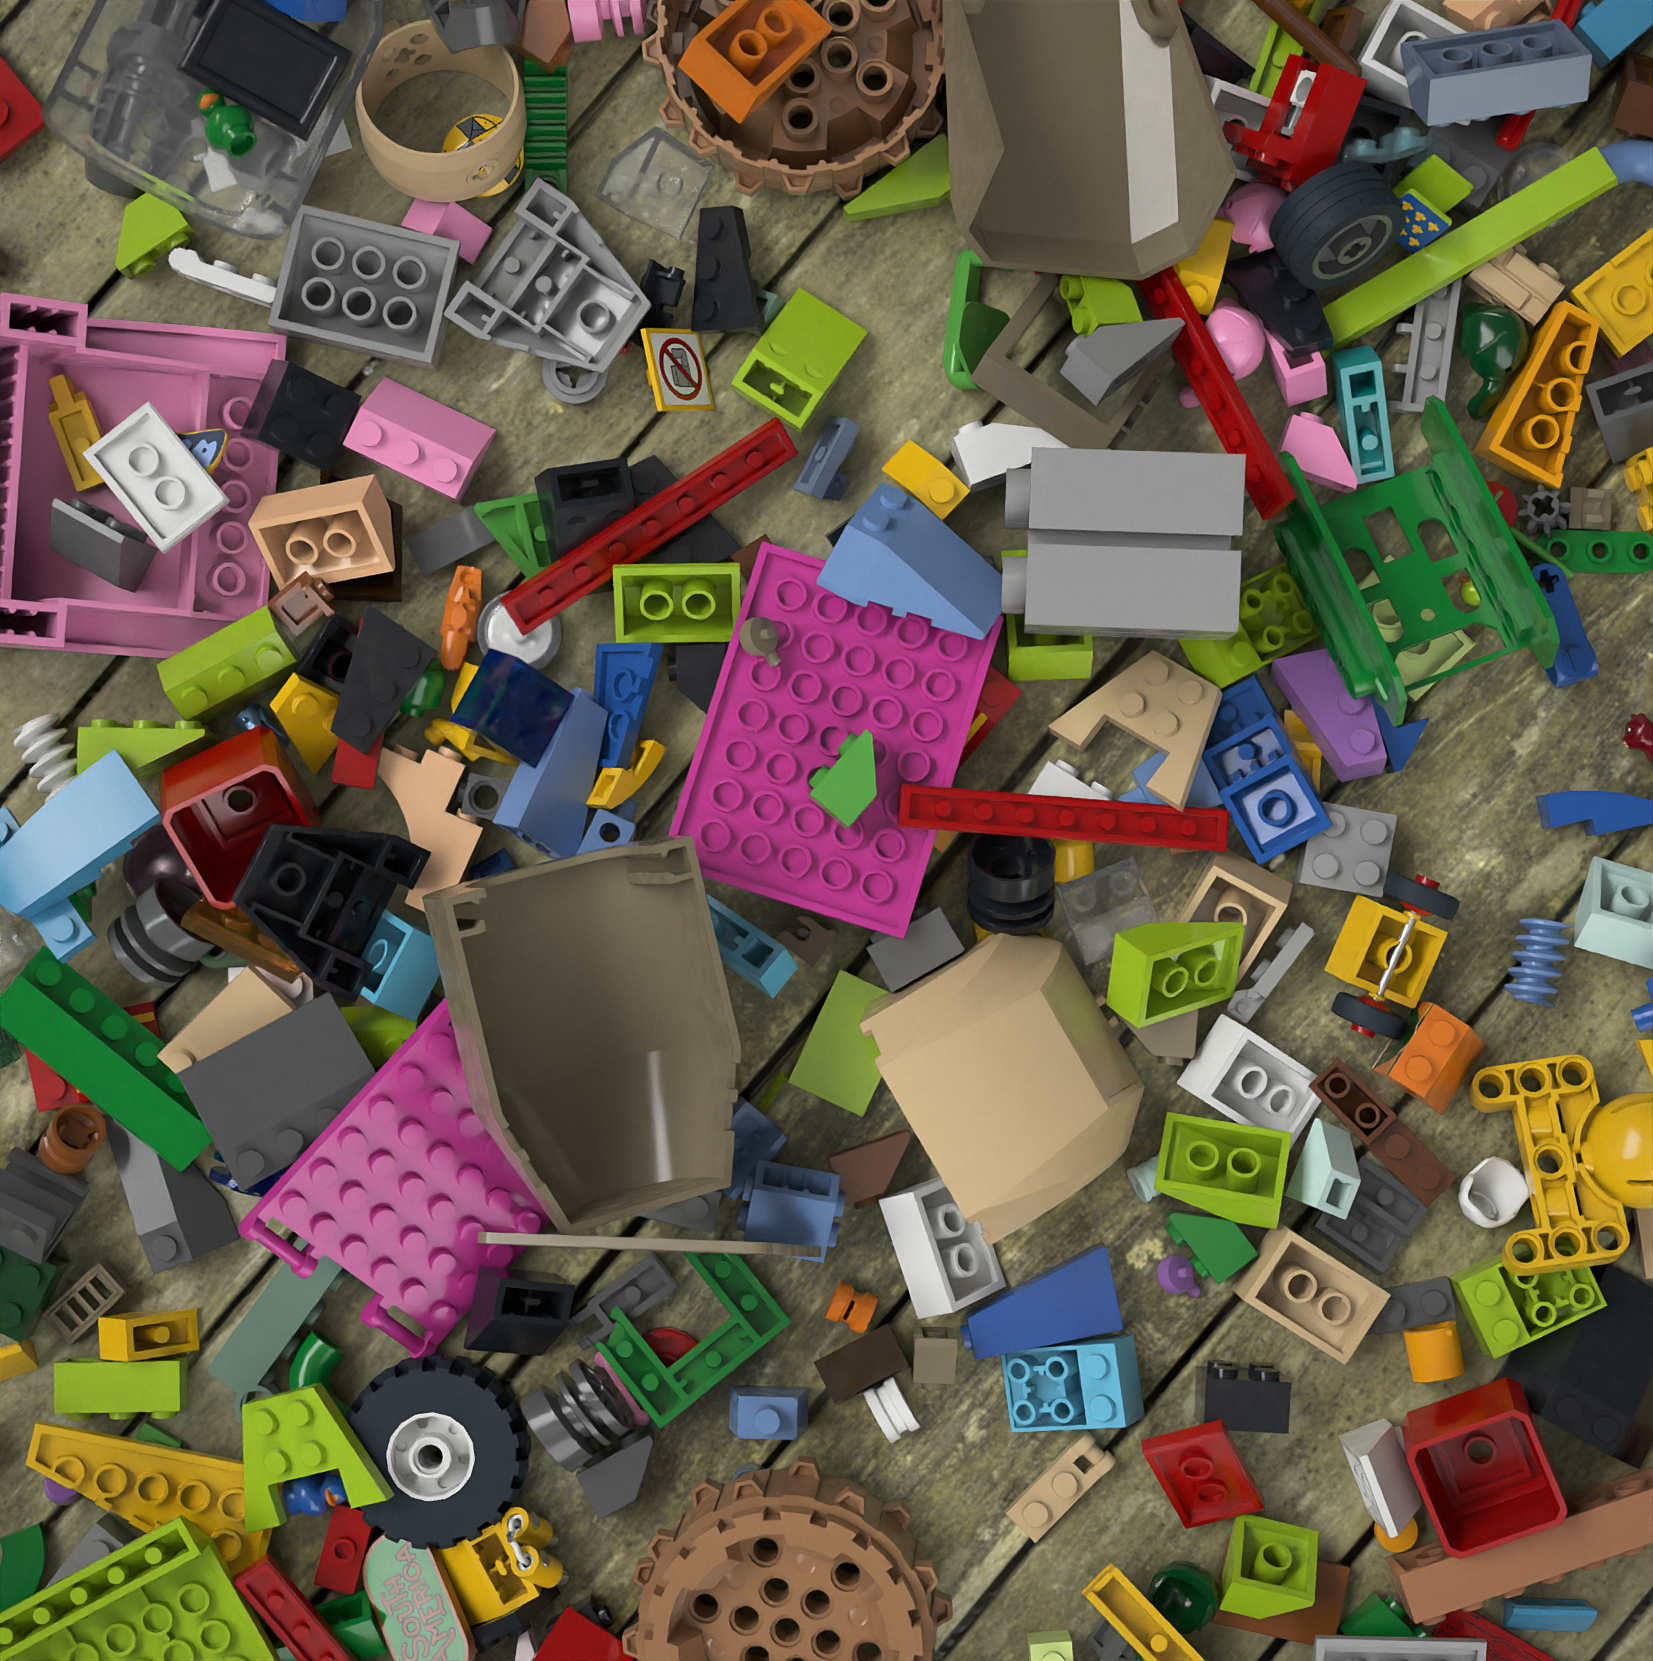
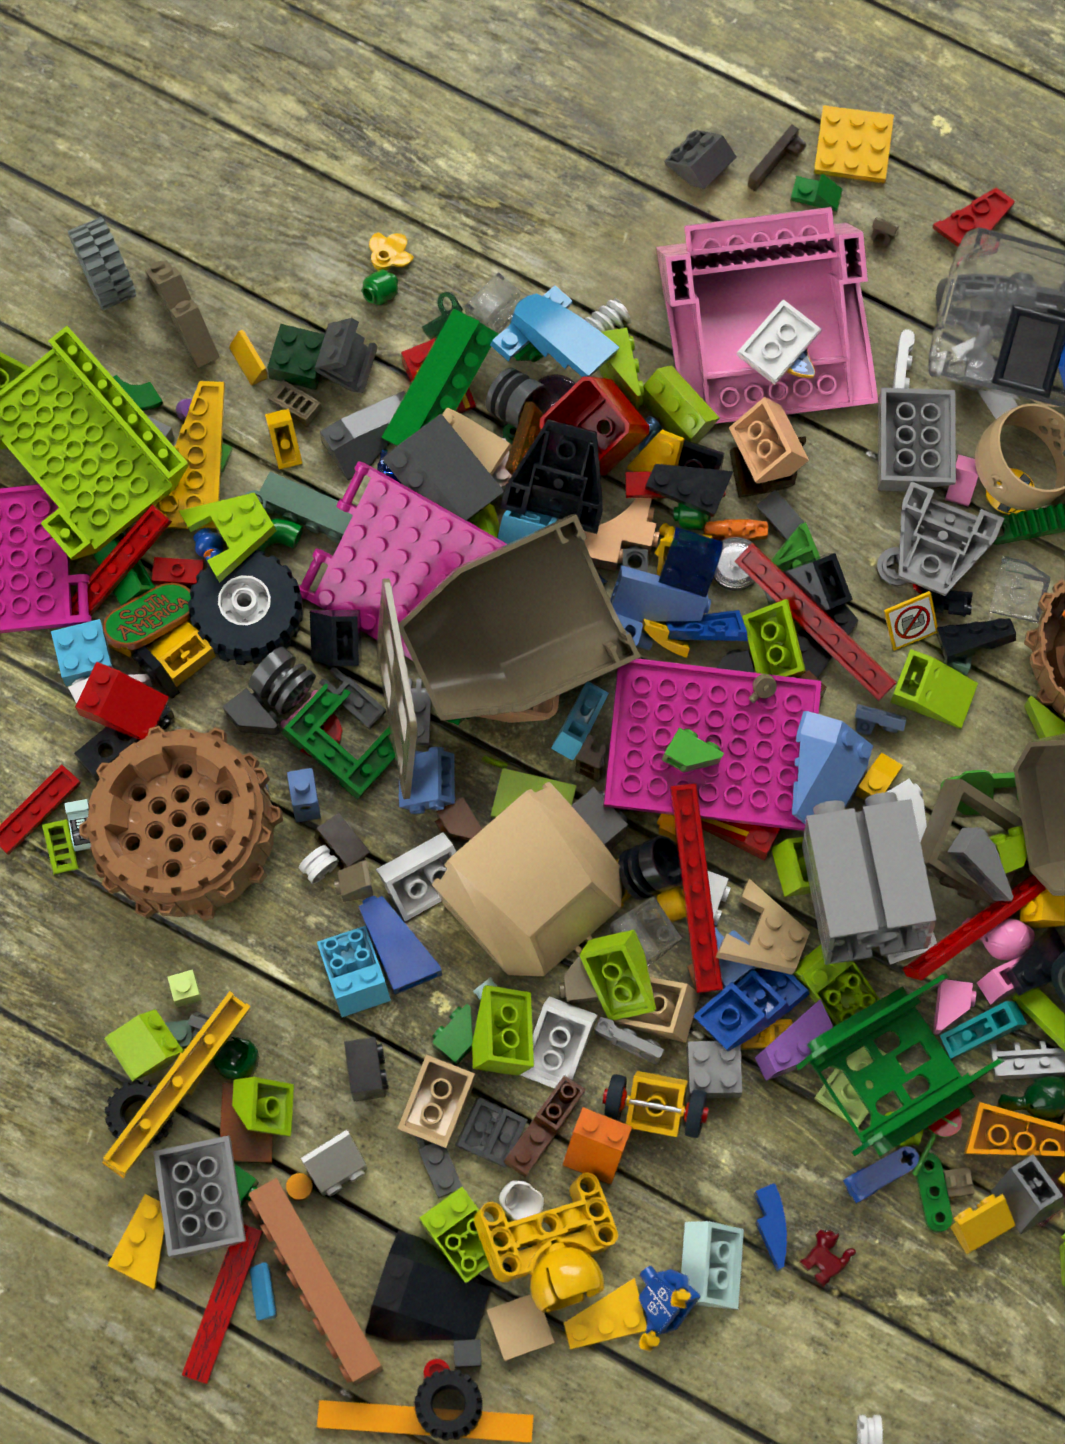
camera: 75 degrees right, 15 degrees down
(72, 1138) = (389, 374): dark orange wheel -> none
(76, 431) = (798, 295): yellow hinge -> none
(100, 543) = (734, 320): dark grey slope -> none
(120, 1387) = (250, 429): lime brick -> none
(148, 233) = (916, 316): lime slope -> none
(227, 126) = (988, 339): green animal -> none
(300, 415) = (833, 417): black brick -> none
(303, 602) = (725, 438): dark orange bracket -> none
(419, 439) = (835, 487): bright pink slope -> none
(527, 1560) = (203, 669): yellow piece -> none
(754, 1140) = (462, 743): medium blue bracket -> none
(851, 1307) = (375, 830): orange wheel -> none
(1059, 1486) = (288, 976): tan plate -> none
(1177, 1276) = (431, 1020): medium lavender piece -> none
(1203, 1474) = (314, 1052): red tile -> none
(1326, 1171) = (515, 1096): light aqua slope -> none
(1397, 740) = (788, 1089): blue slope -> none
(1434, 1351) = (415, 1185): light orange piece -> none
(1490, 1497) = (334, 1208): red plate -> none
(1537, 960) = (671, 1201): medium blue piece -> none
(1543, 500) = (950, 1144): dark grey gear -> none

